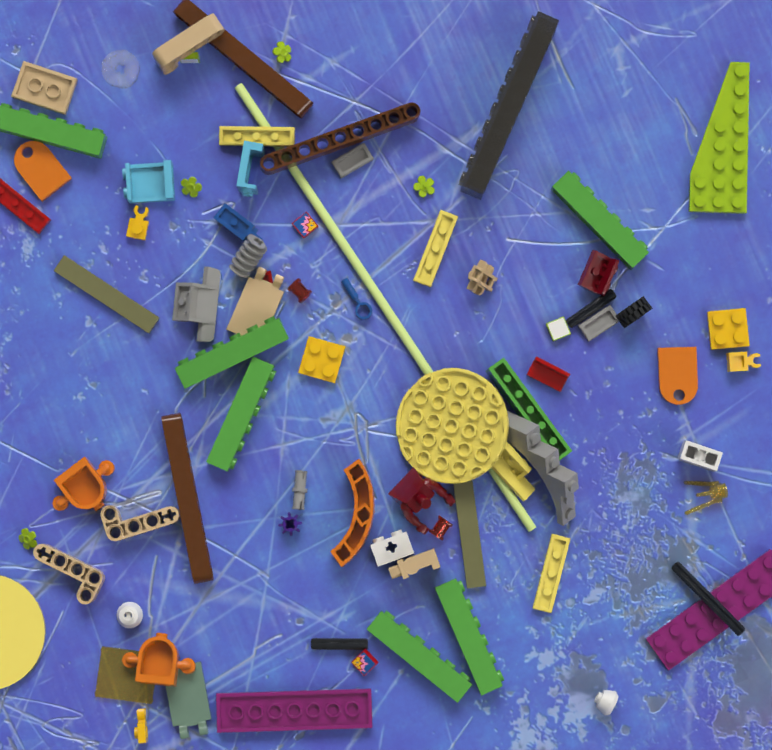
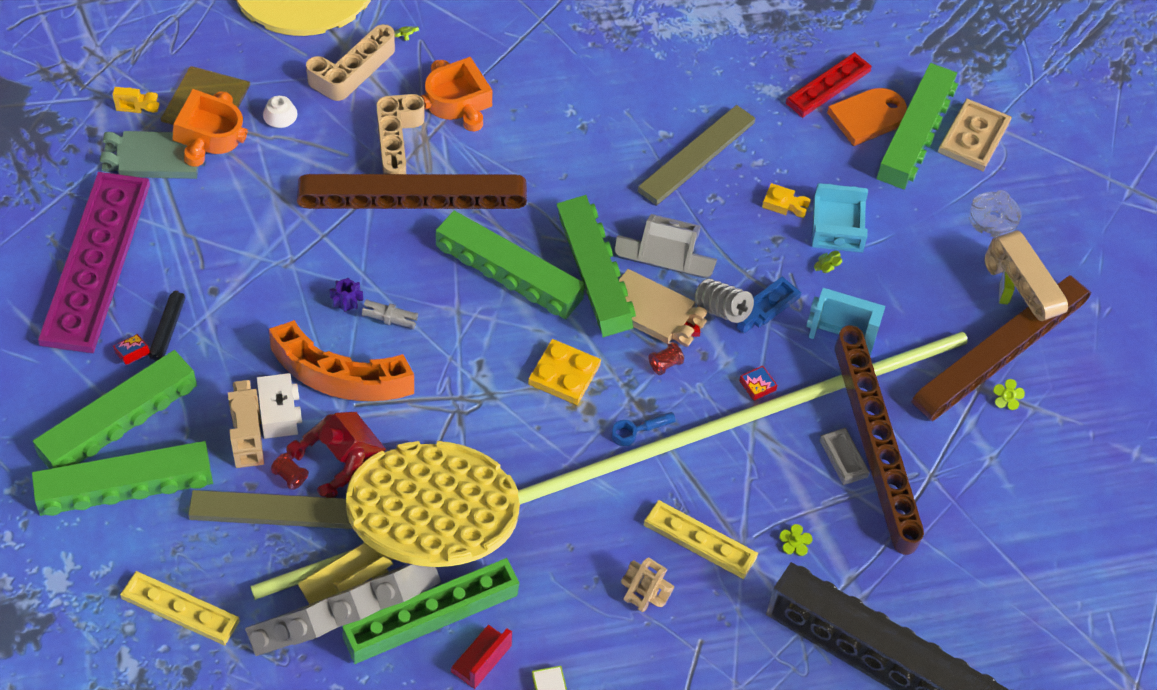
camera: 95 degrees right, 30 degrees down
(266, 135) = (891, 343): light yellow tile -> none

